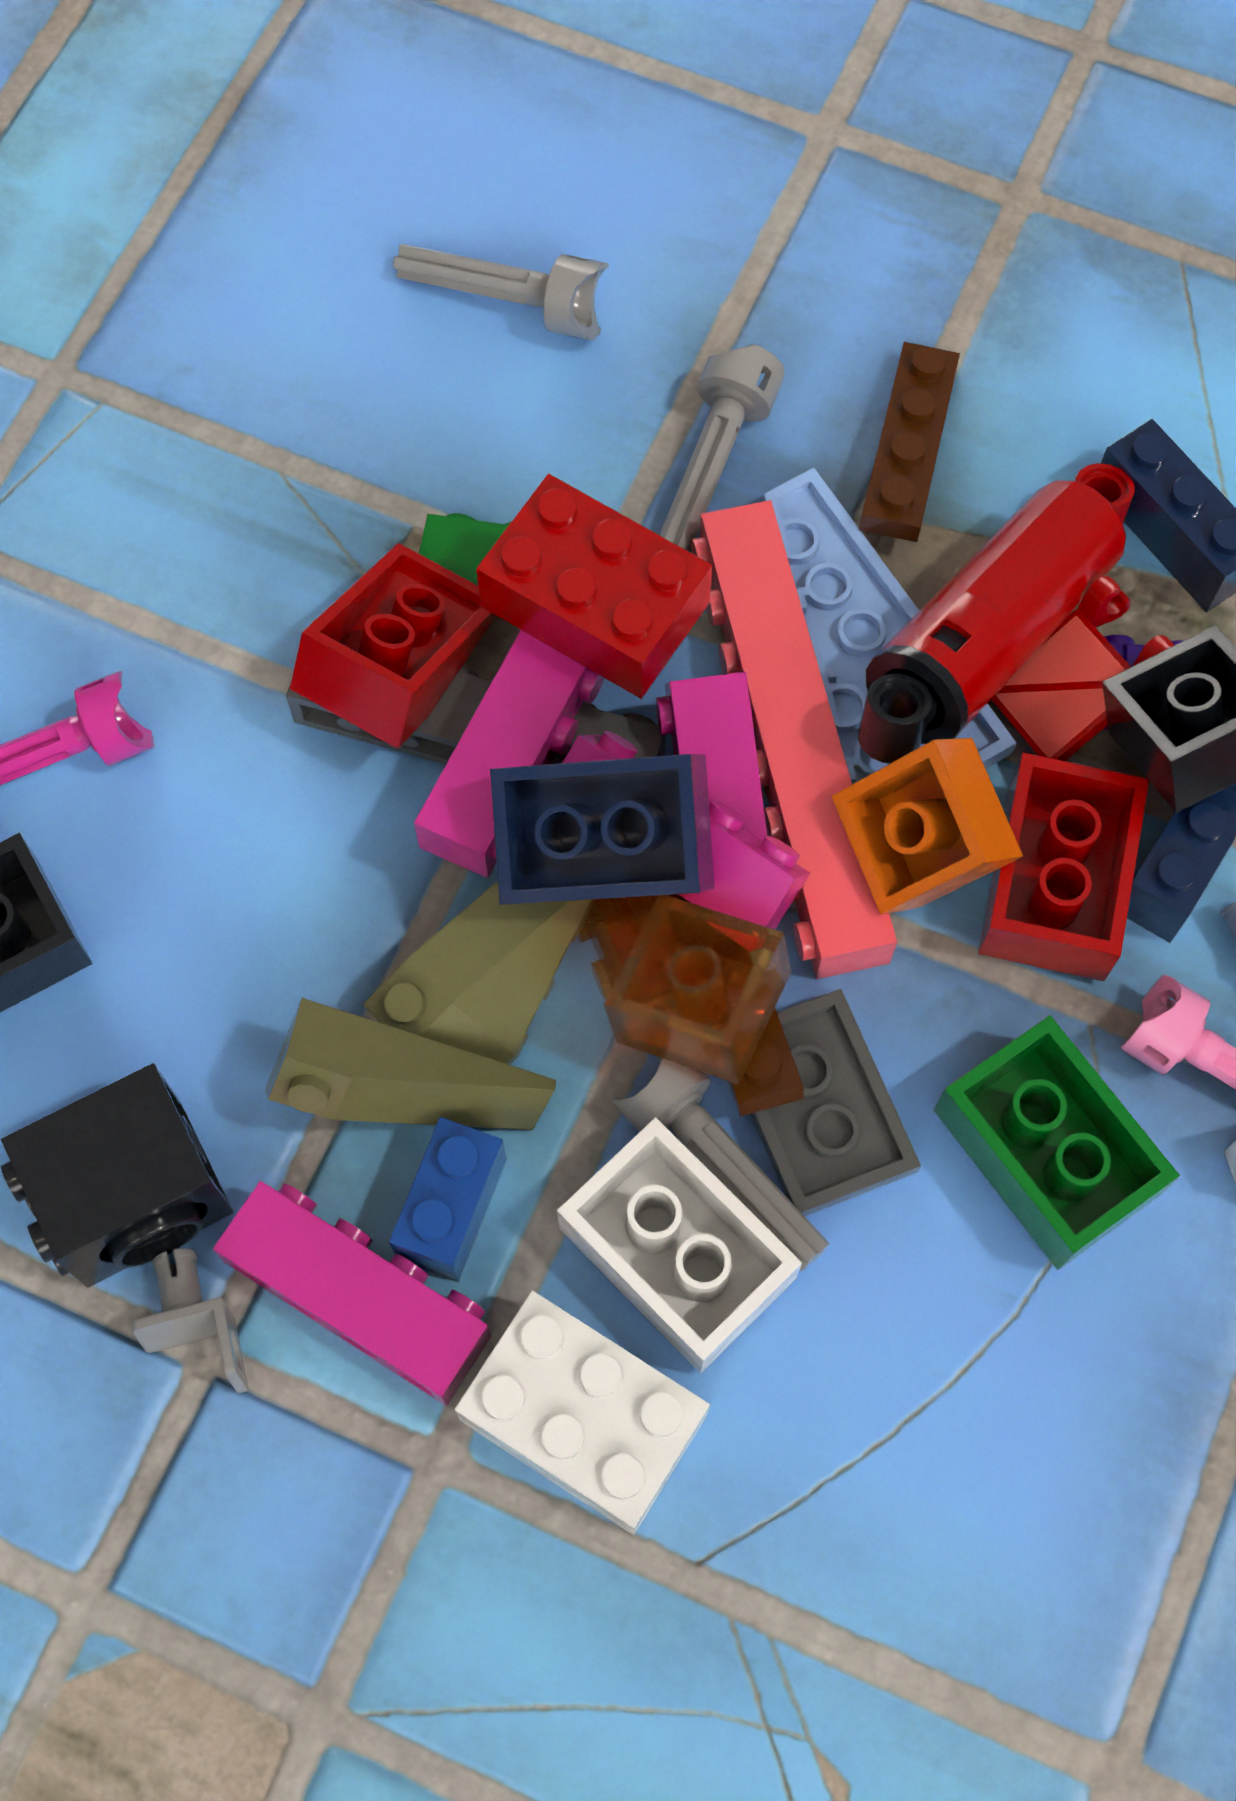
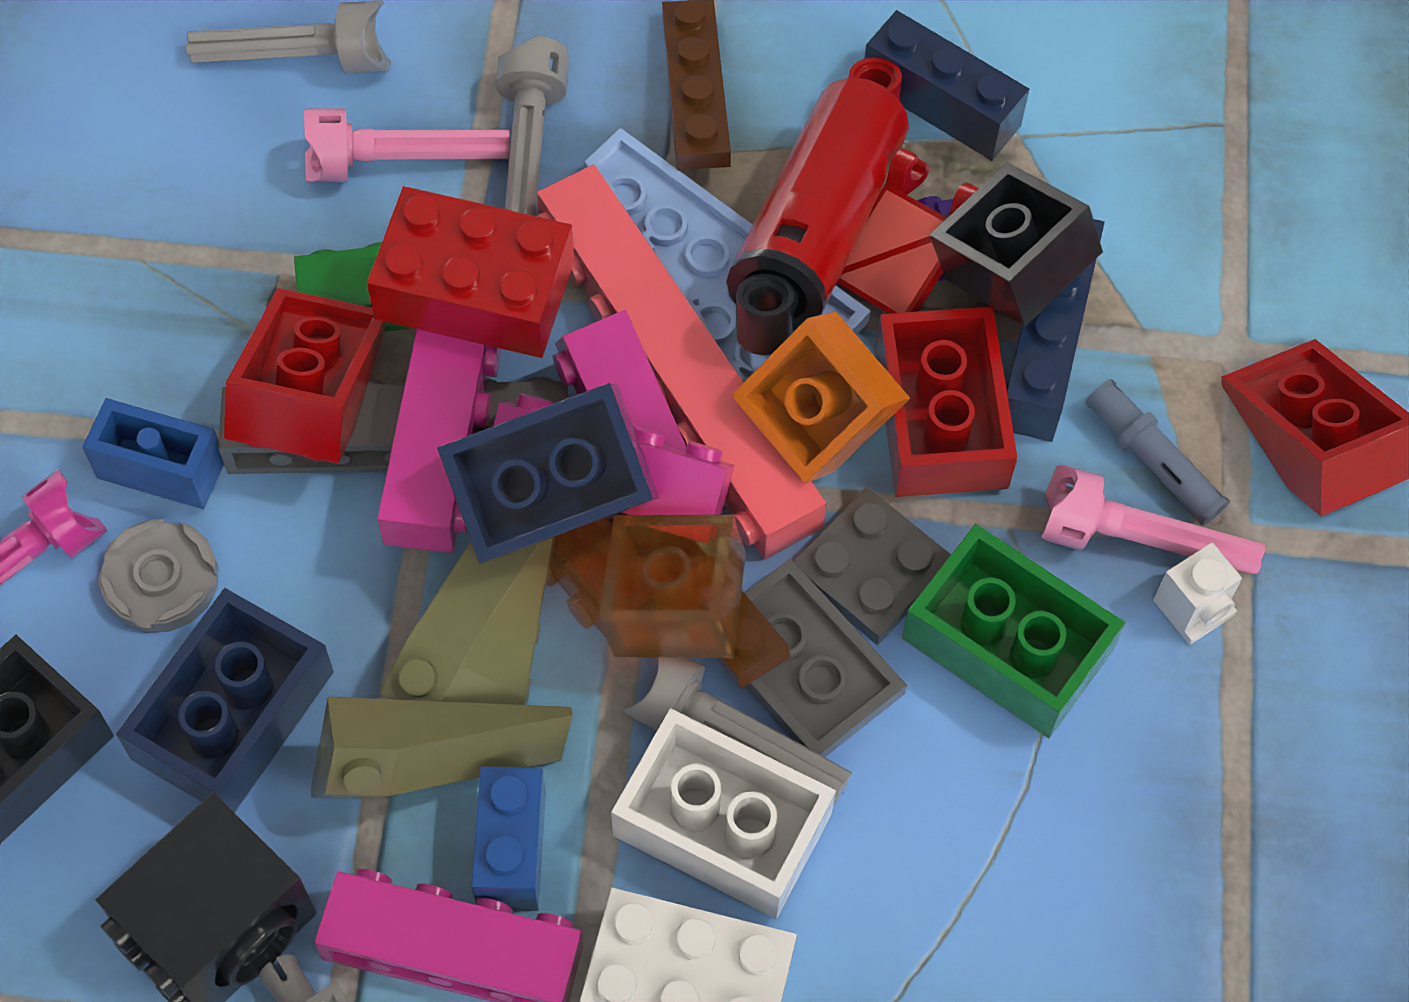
camera: 20 degrees left, 5 degrees down
(190, 809) = (158, 576): none -> light grey tile
(209, 965) = (226, 701): none -> dark blue brick
(221, 681) = (154, 453): none -> blue brick
(511, 405) = (336, 144): none -> bright pink piece
(928, 1020) = (872, 564): none -> dark grey plate

